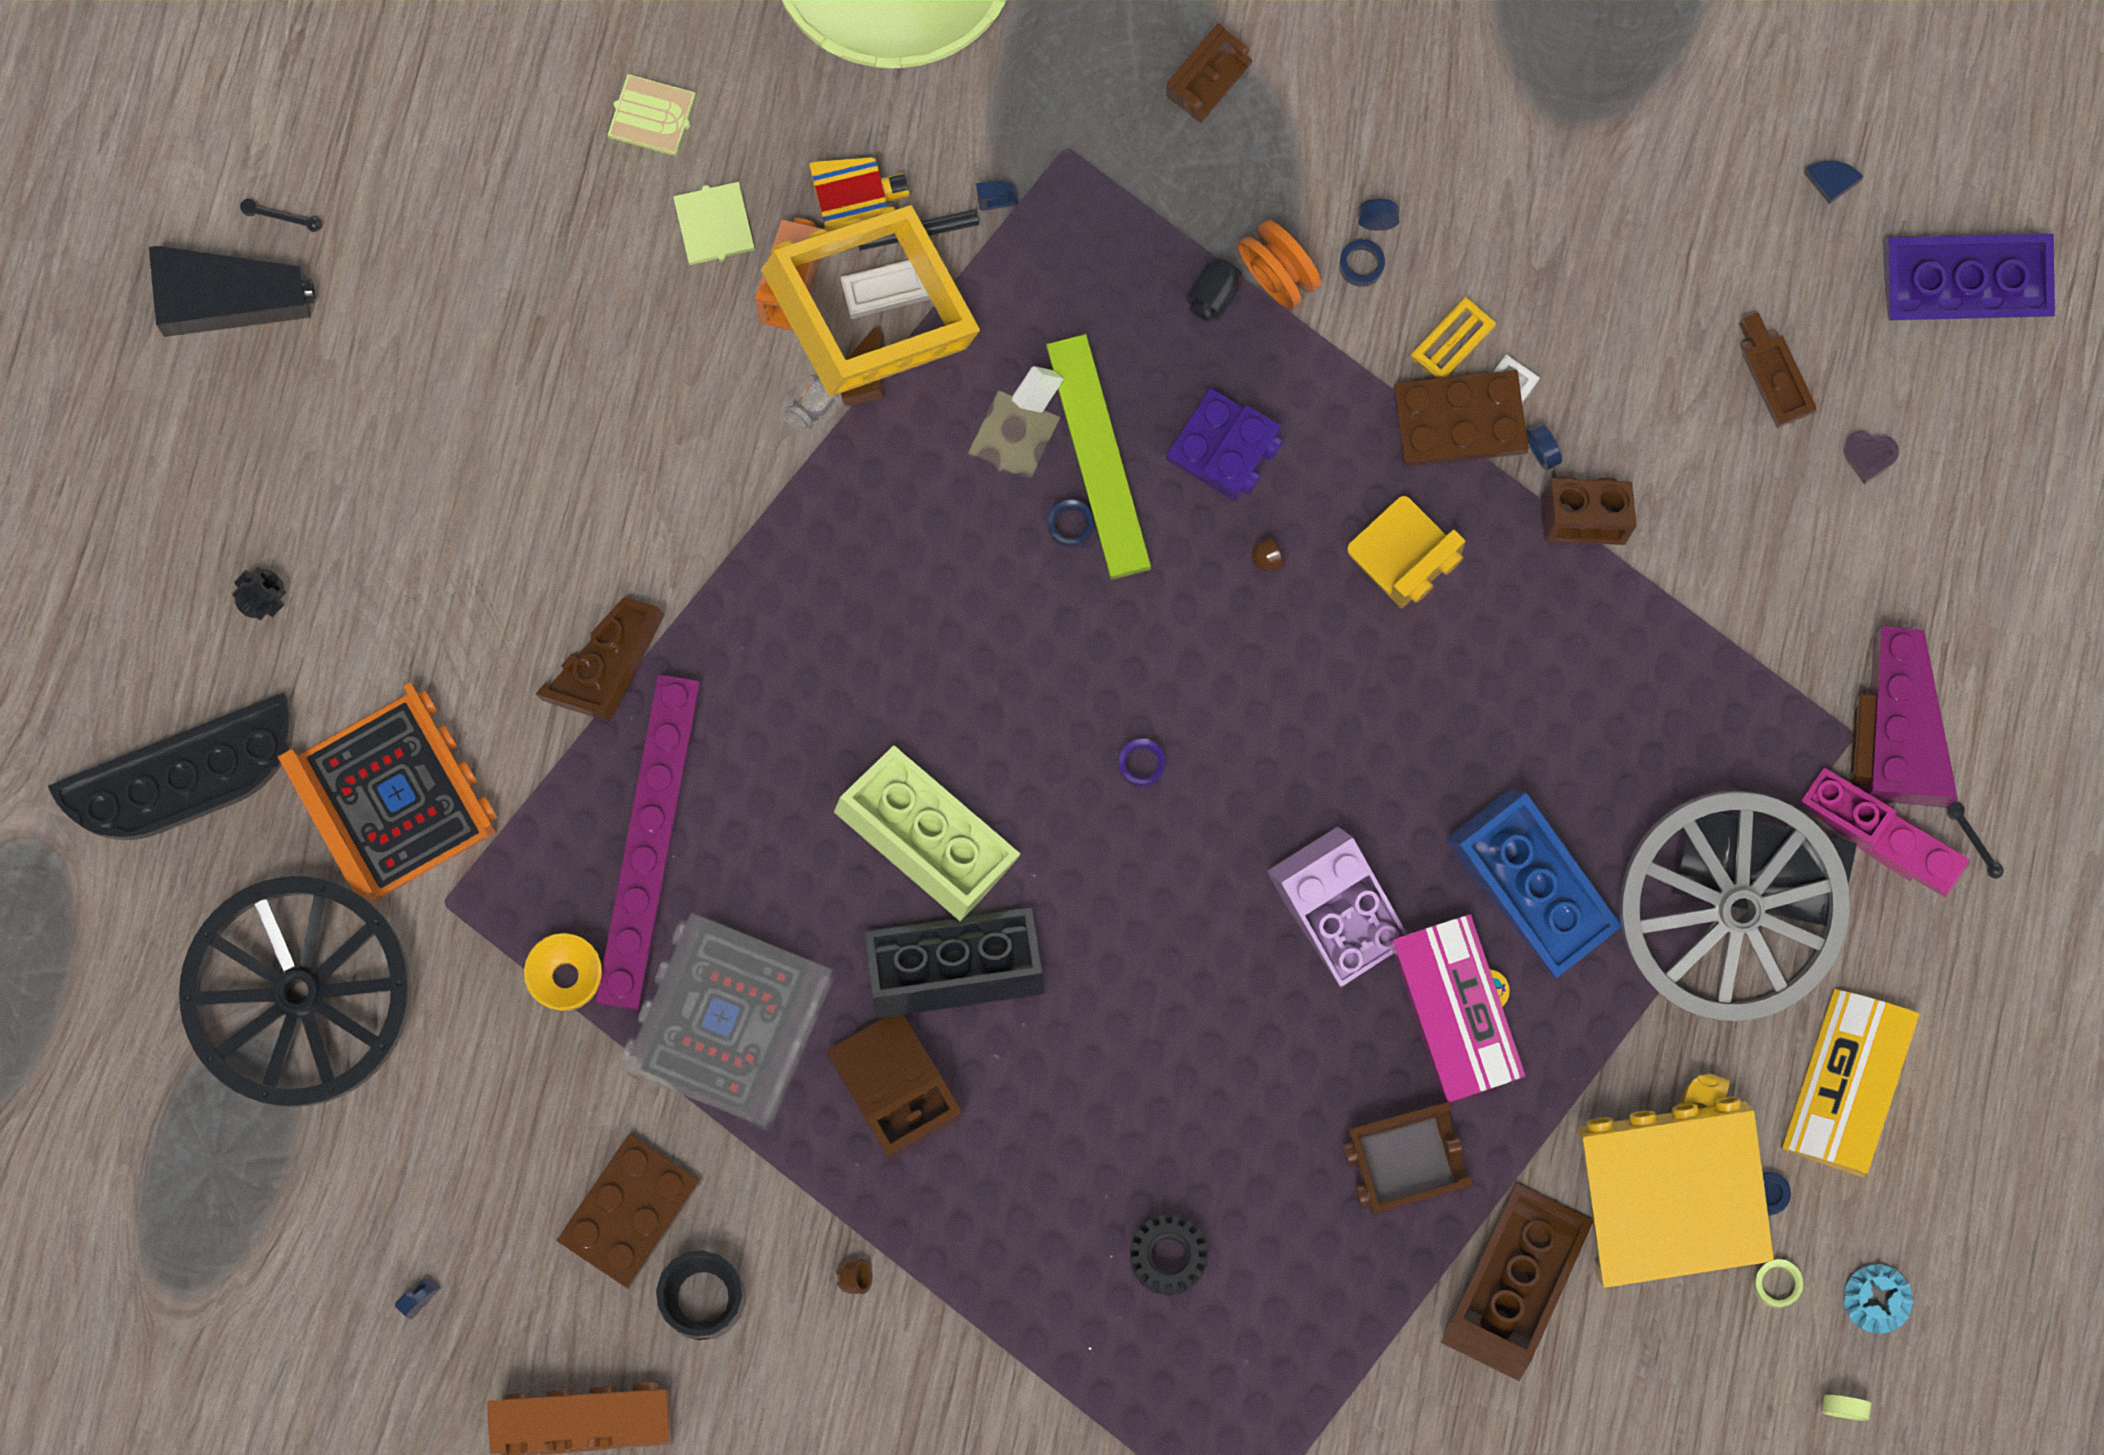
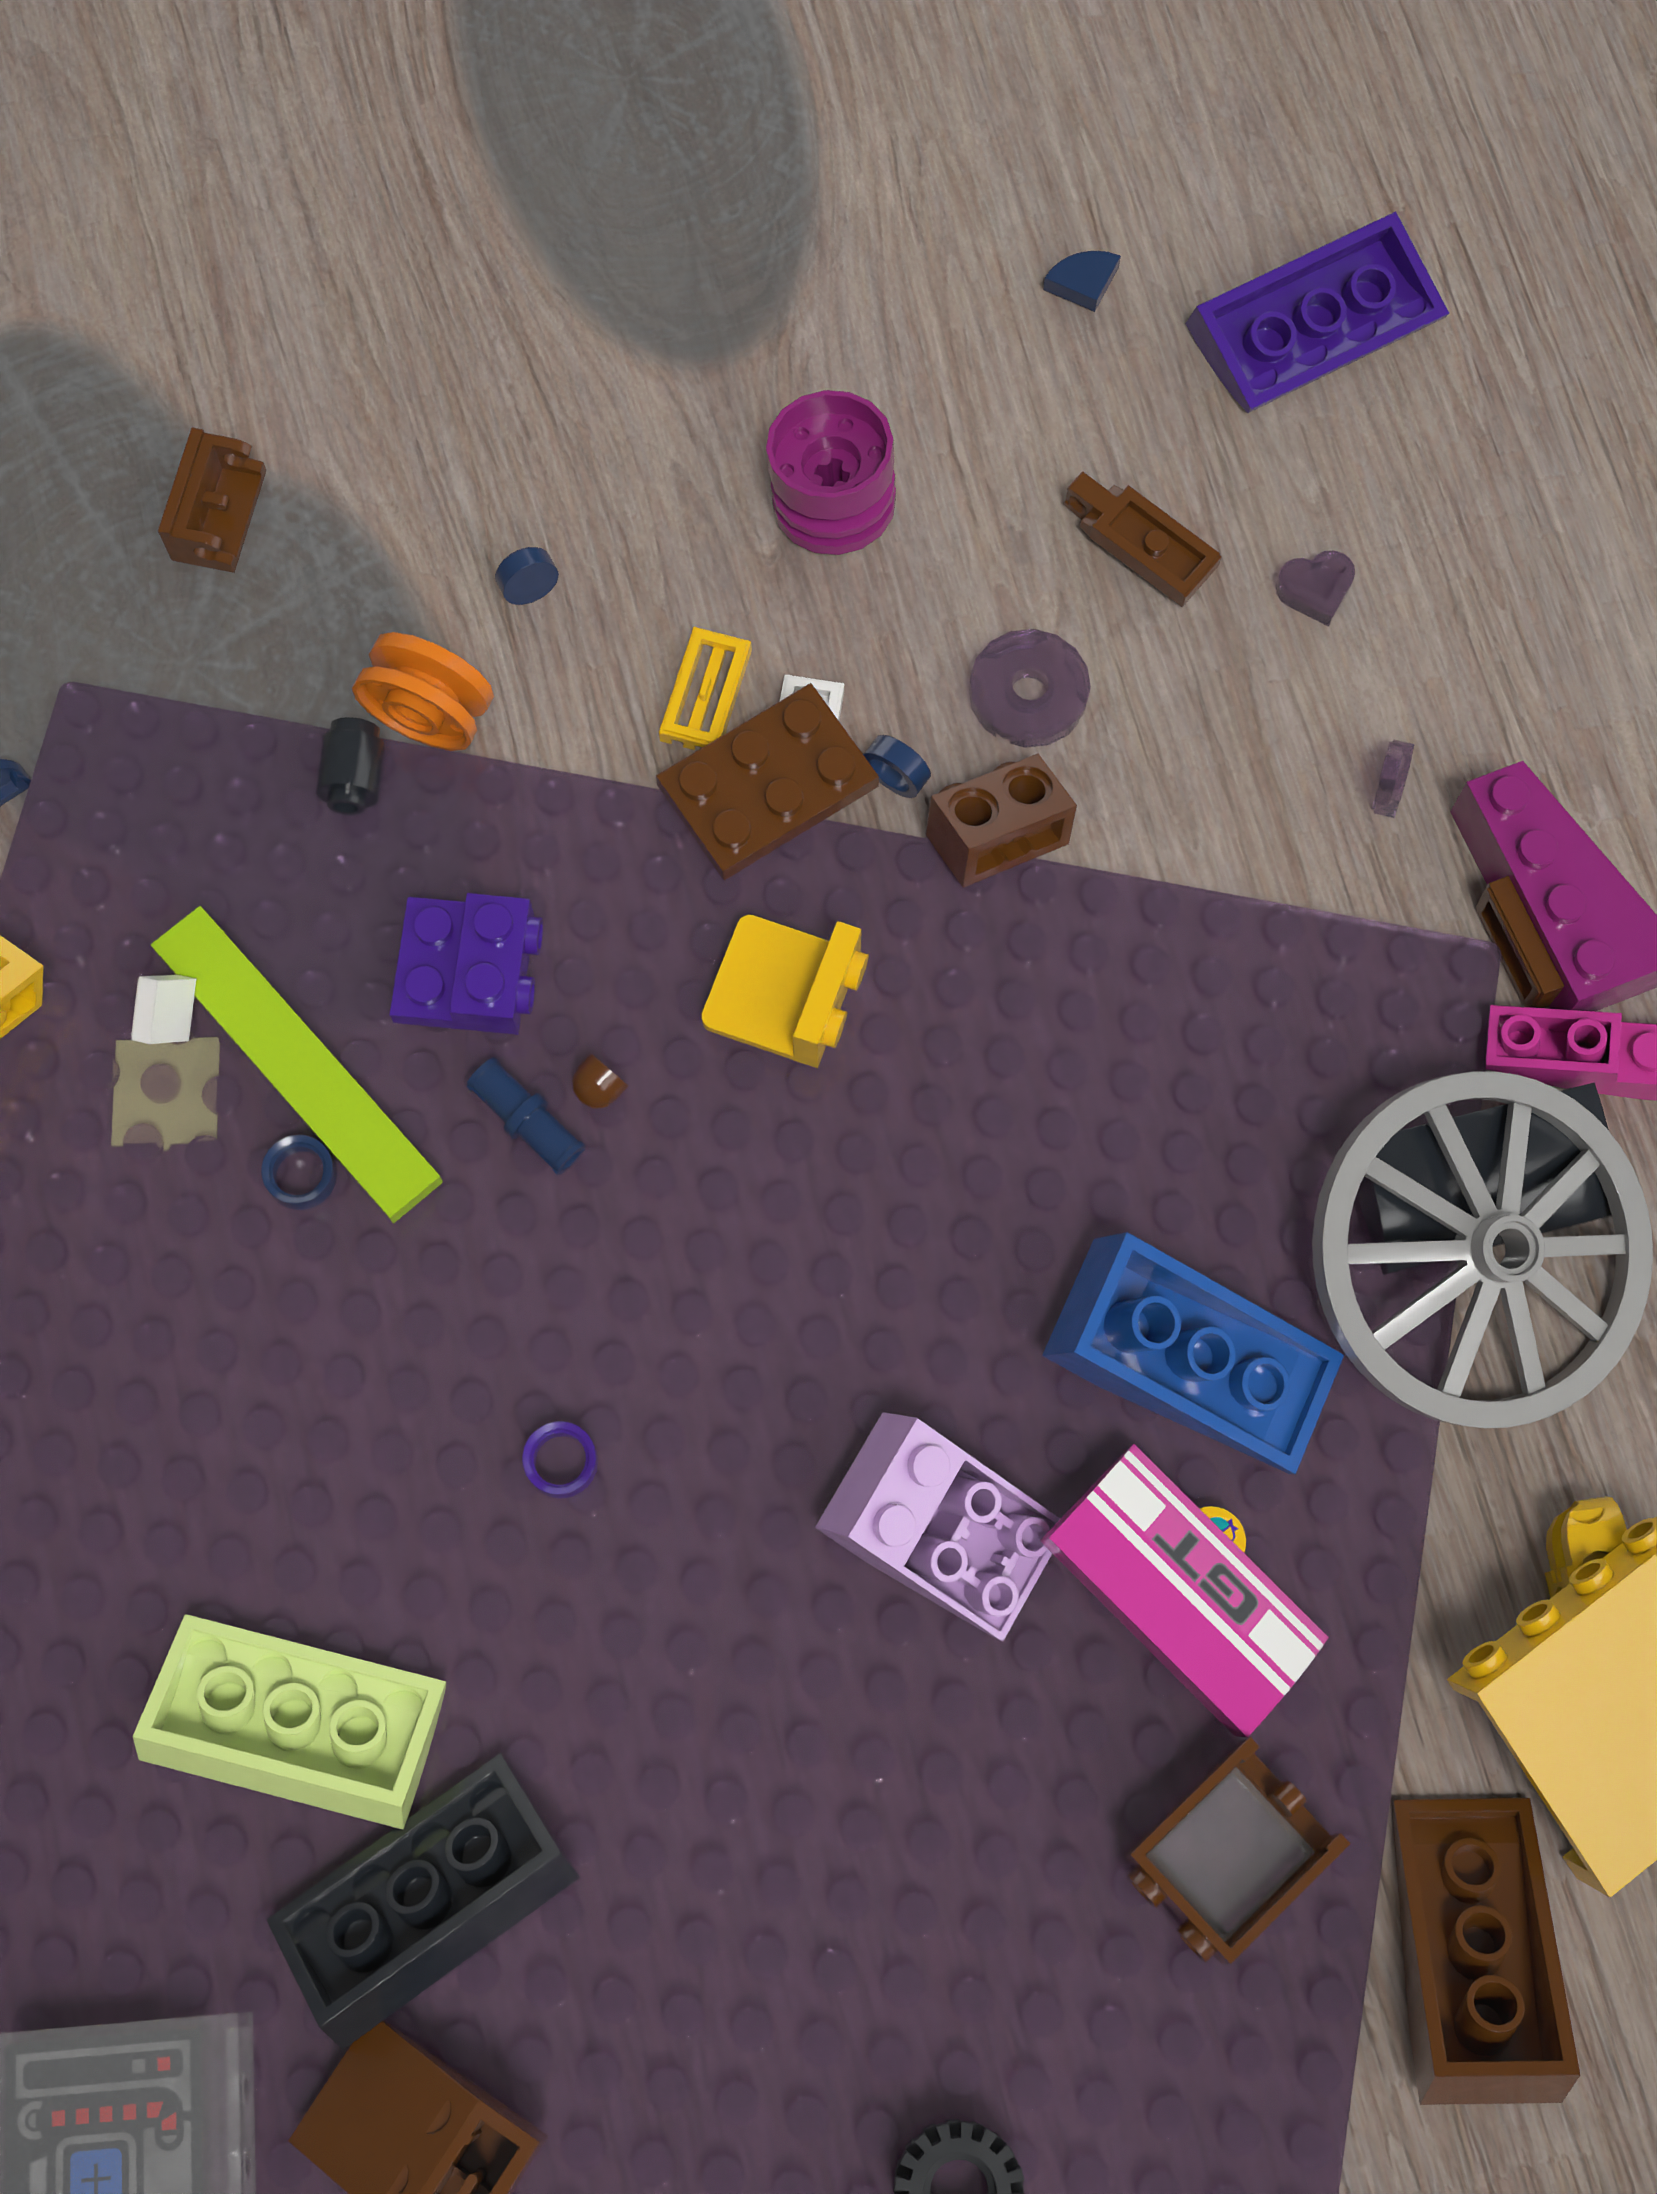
camera: 30 degrees left, 5 degrees down
(1217, 554) = (525, 1116): none -> dark blue pin
(1356, 280) = (535, 673): dark blue piece -> none
(1598, 220) = (832, 472): none -> magenta wheel
(1653, 411) = (1034, 656): none -> clear purple tile
(1846, 599) = (1393, 778): none -> clear purple tile

